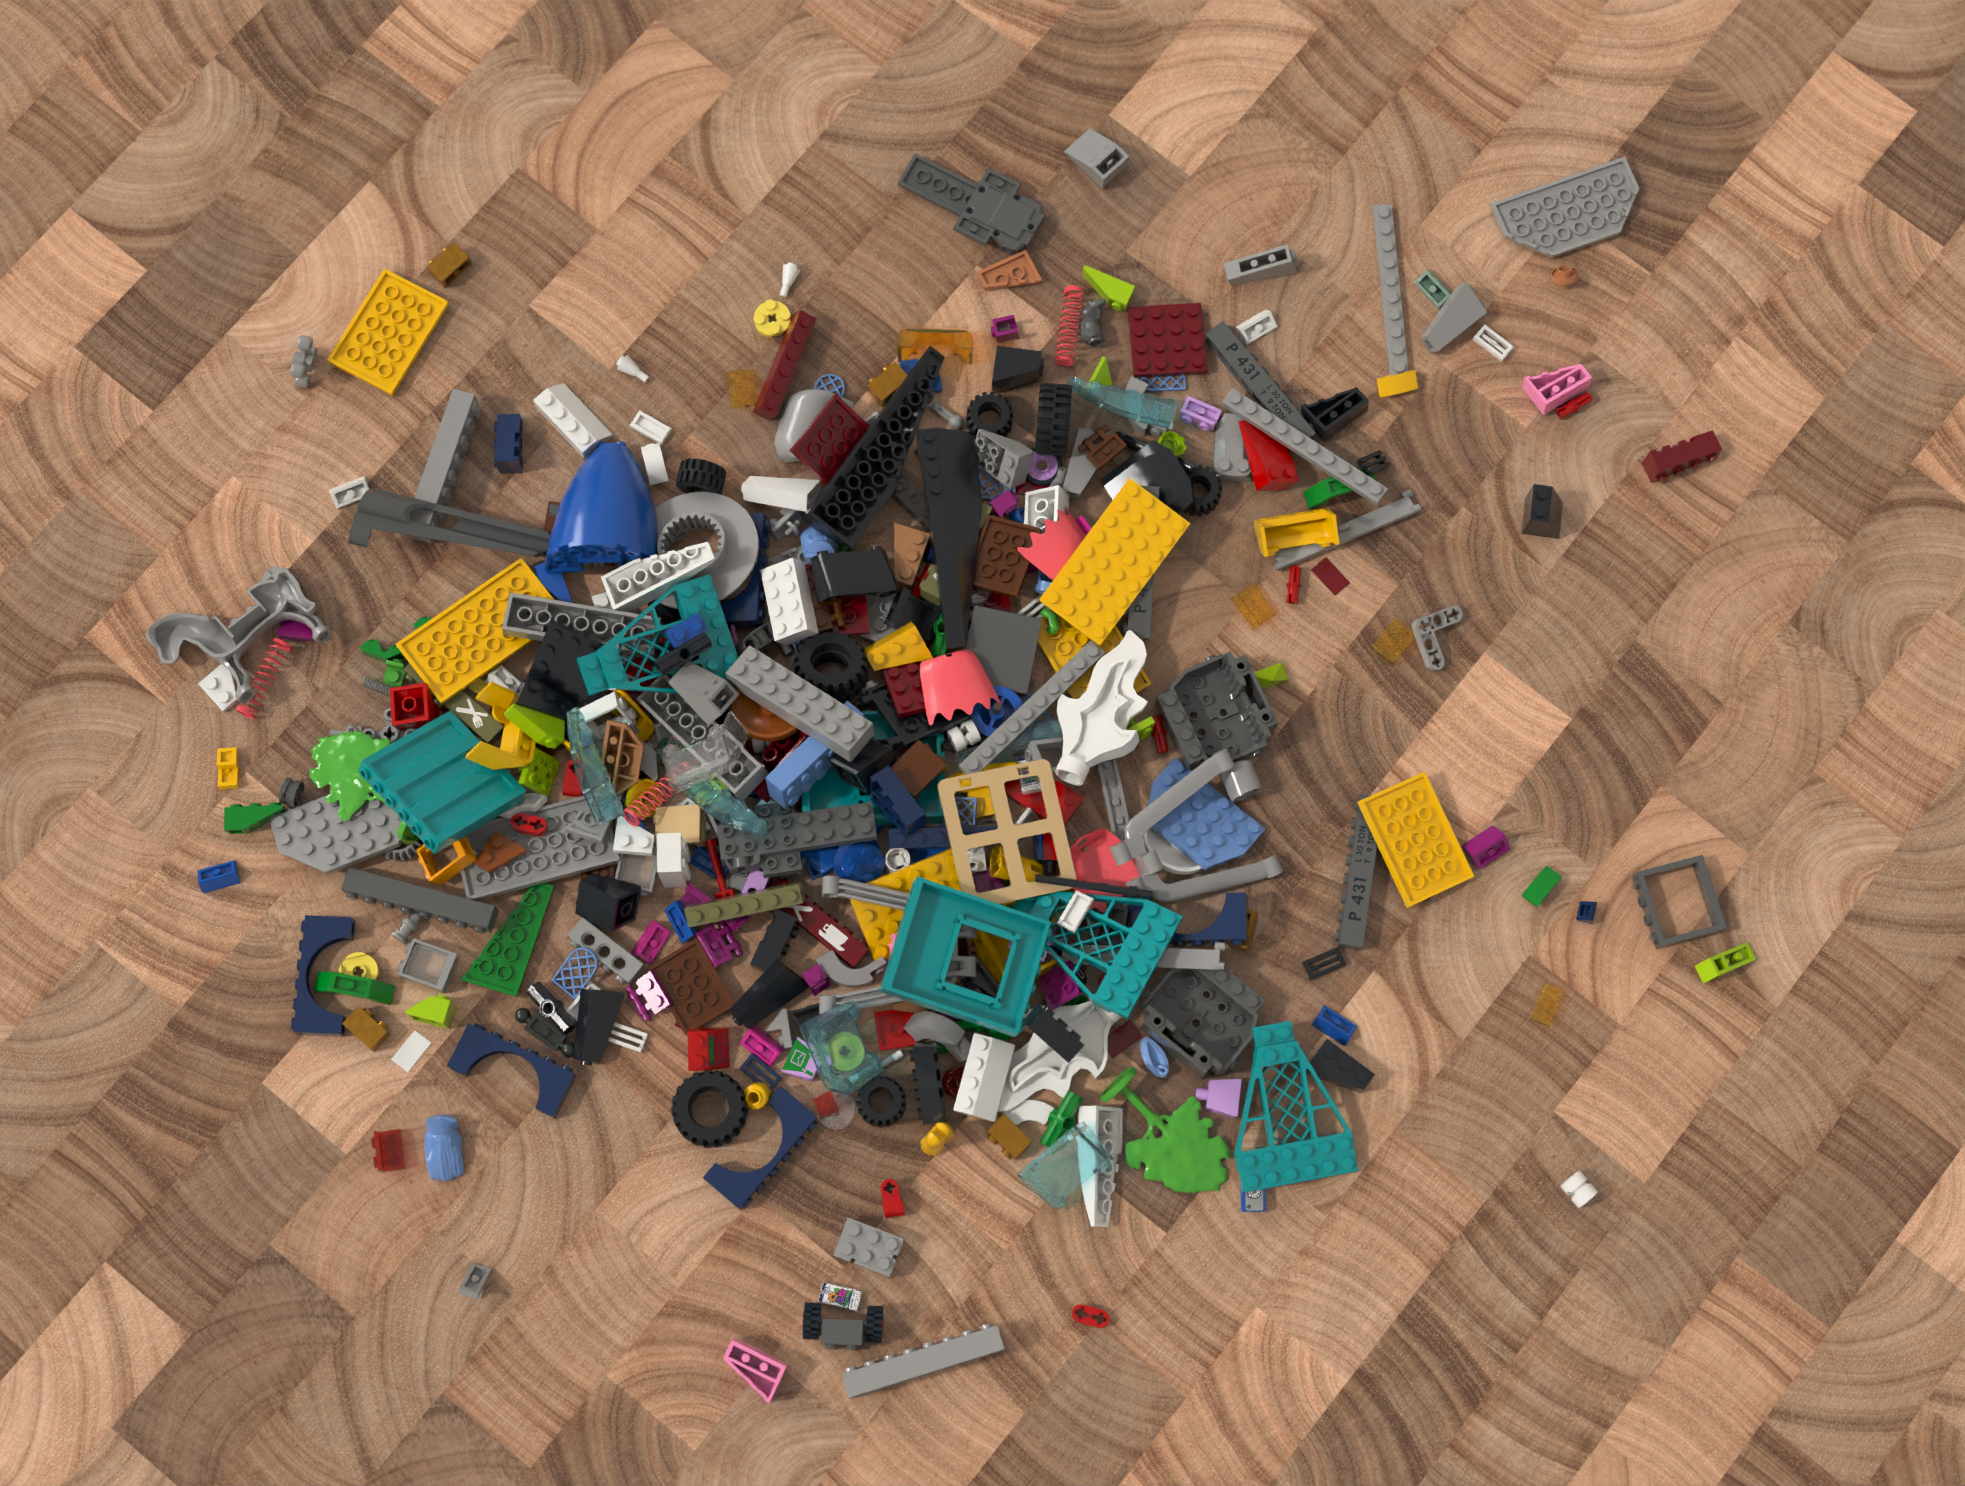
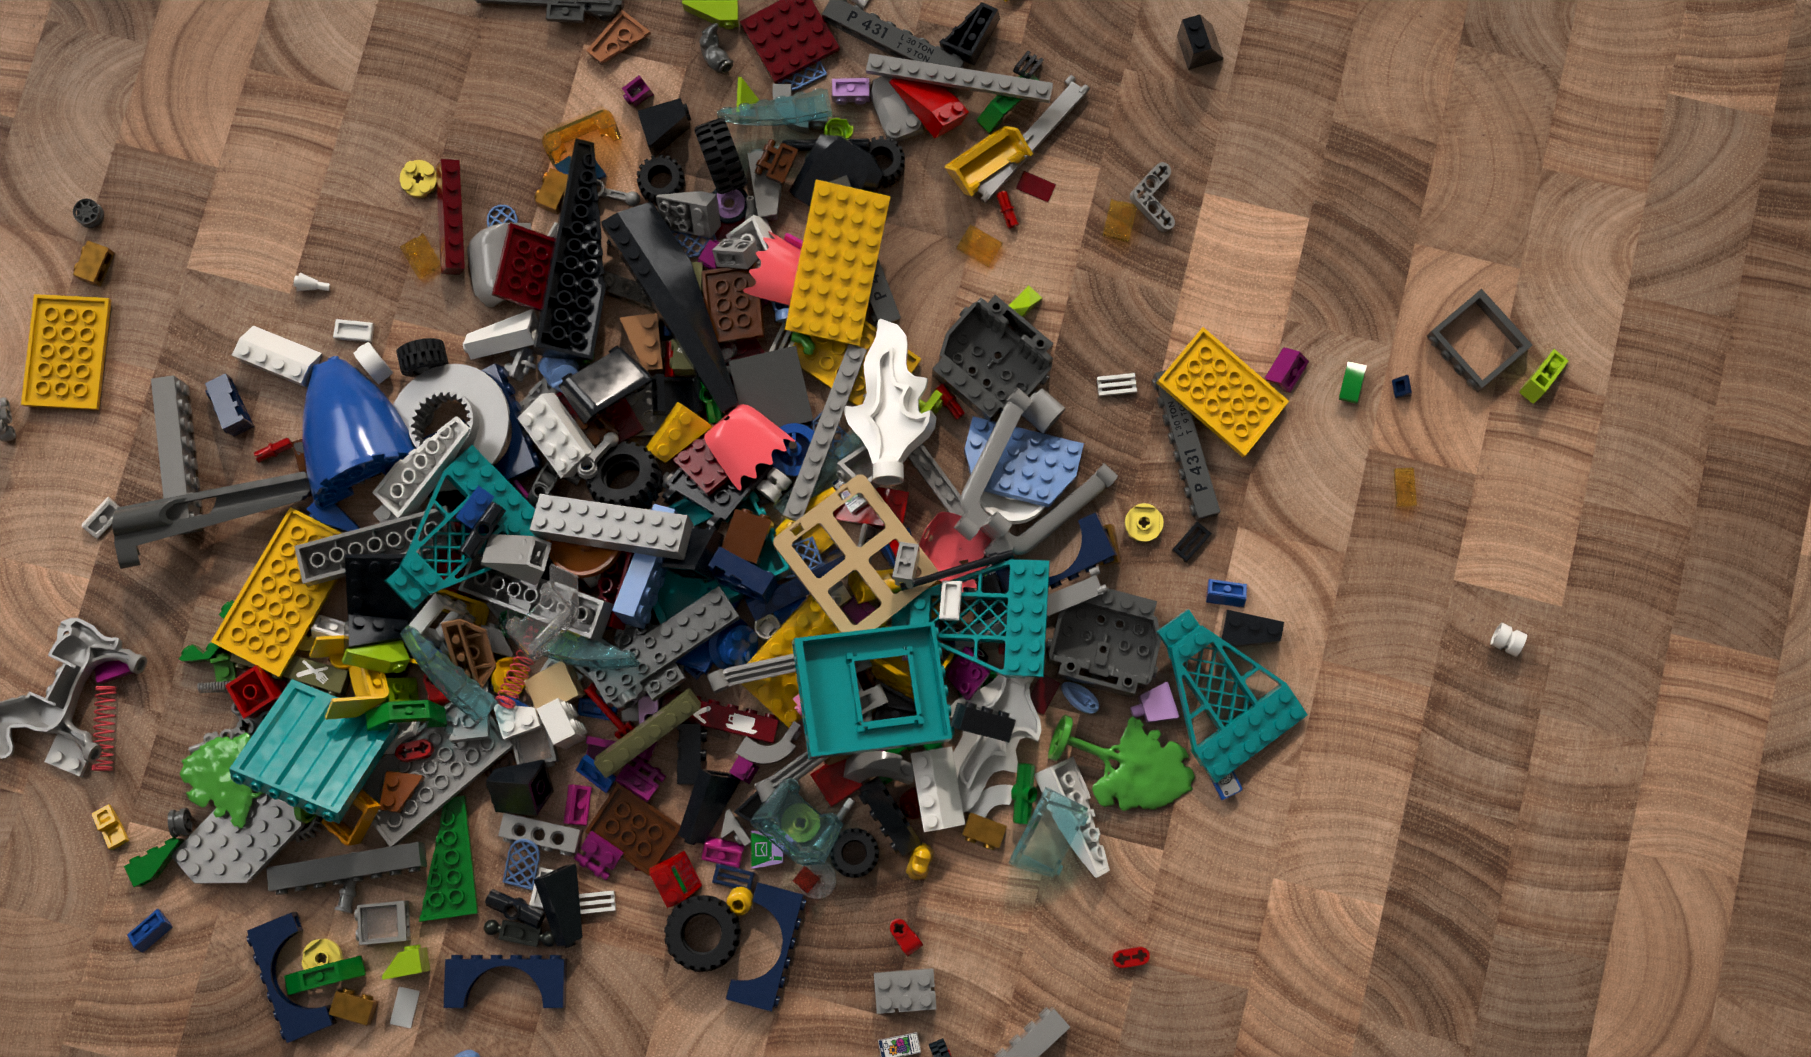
camera: 20 degrees left, 5 degrees up
(466, 218) = (88, 213): none -> dark grey wheel
(529, 500) = (273, 449): none -> red axle
(539, 784) = (406, 711): none -> green slope
(790, 273) = (415, 130): white cone -> none
(834, 627) = (610, 440): none -> light grey piece
(1026, 512) = (735, 253): none -> light grey brick
(1050, 859) = (906, 564): none -> light grey hinge
(1071, 294) = (711, 94): coral piece -> none
(1283, 915) = (1152, 516): none -> light yellow plate
(1323, 782) = (1117, 384): none -> white tile

